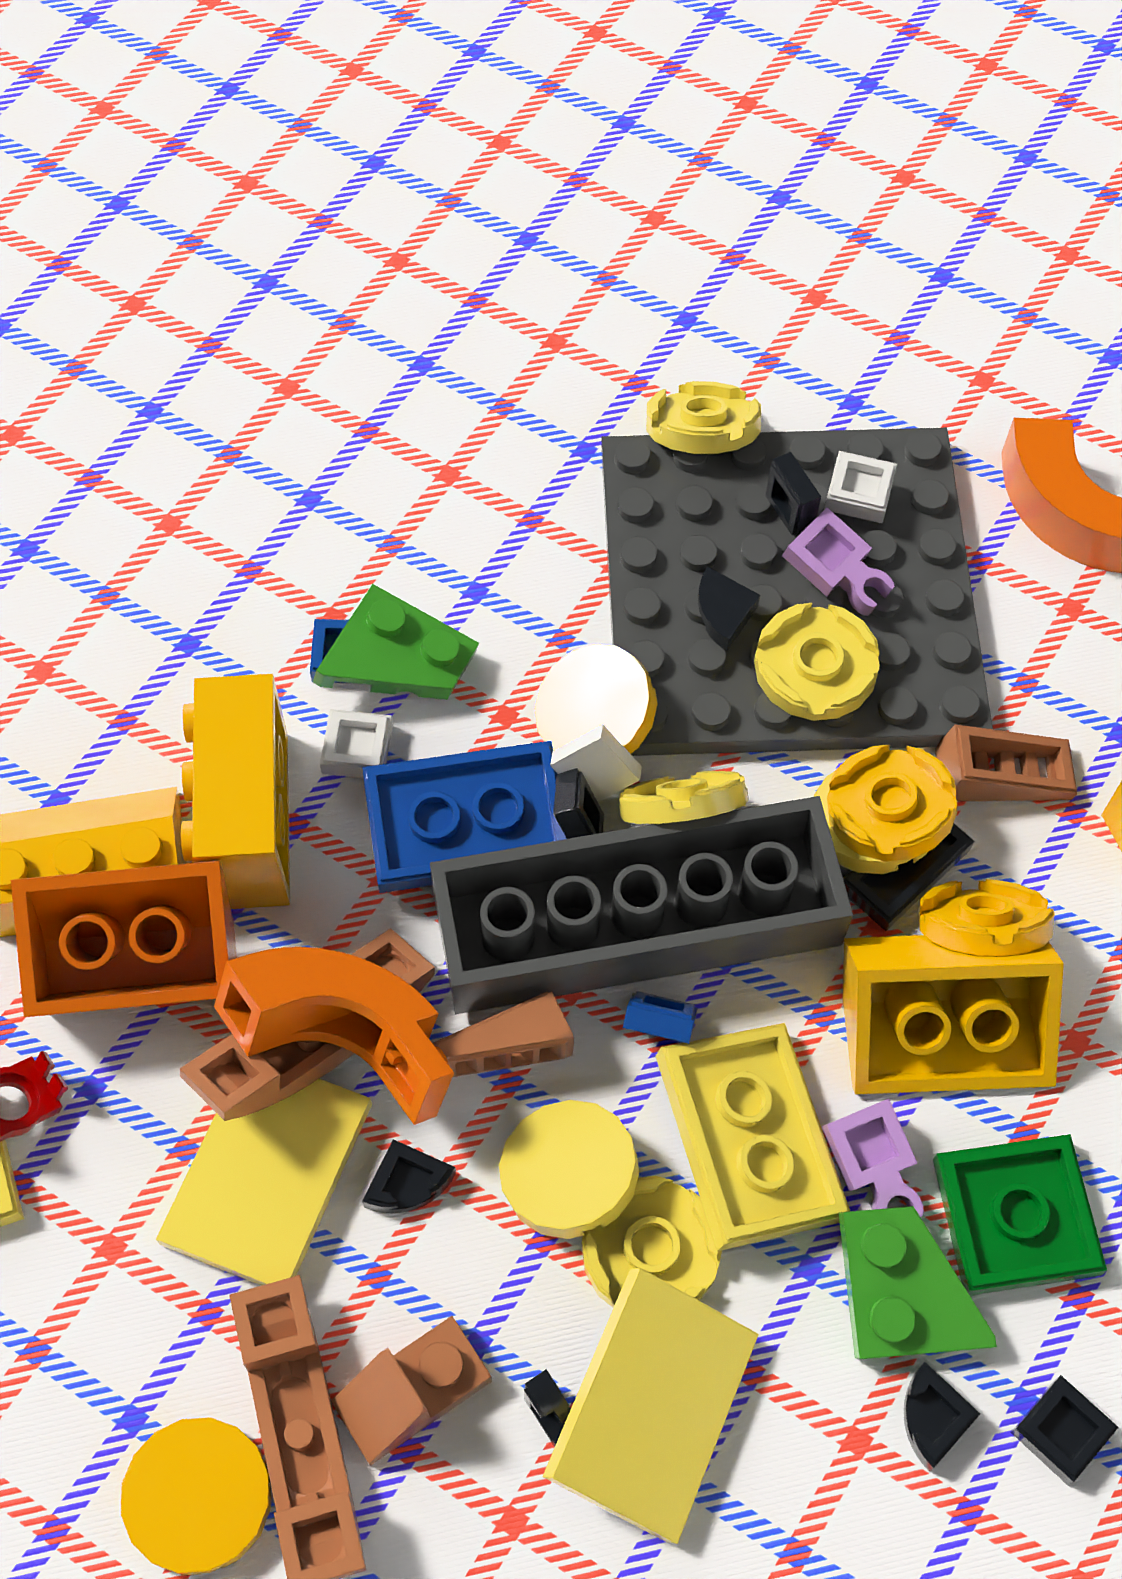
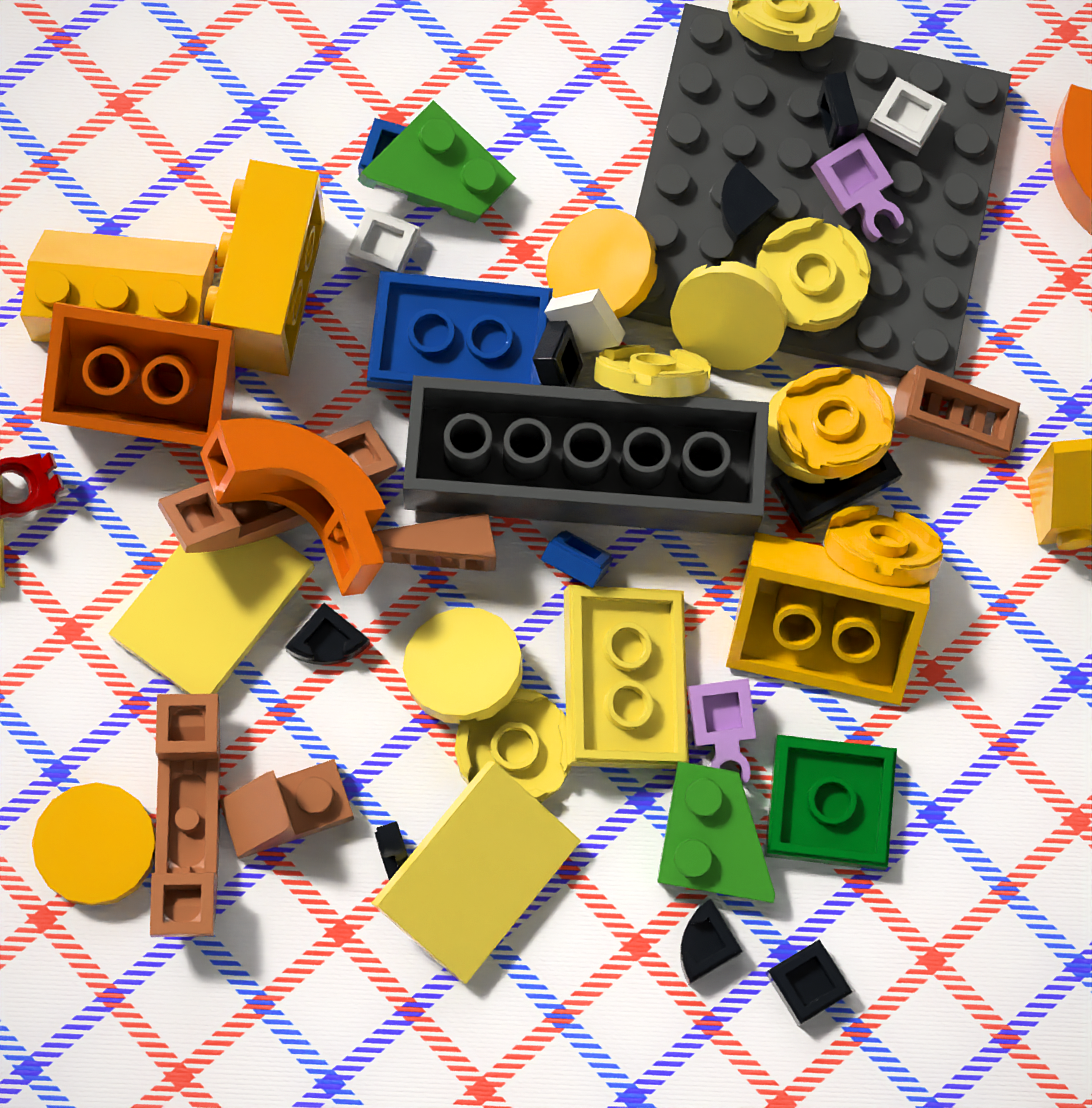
camera: 10 degrees right, 10 degrees up
(746, 720) = (729, 315): none -> light yellow tile

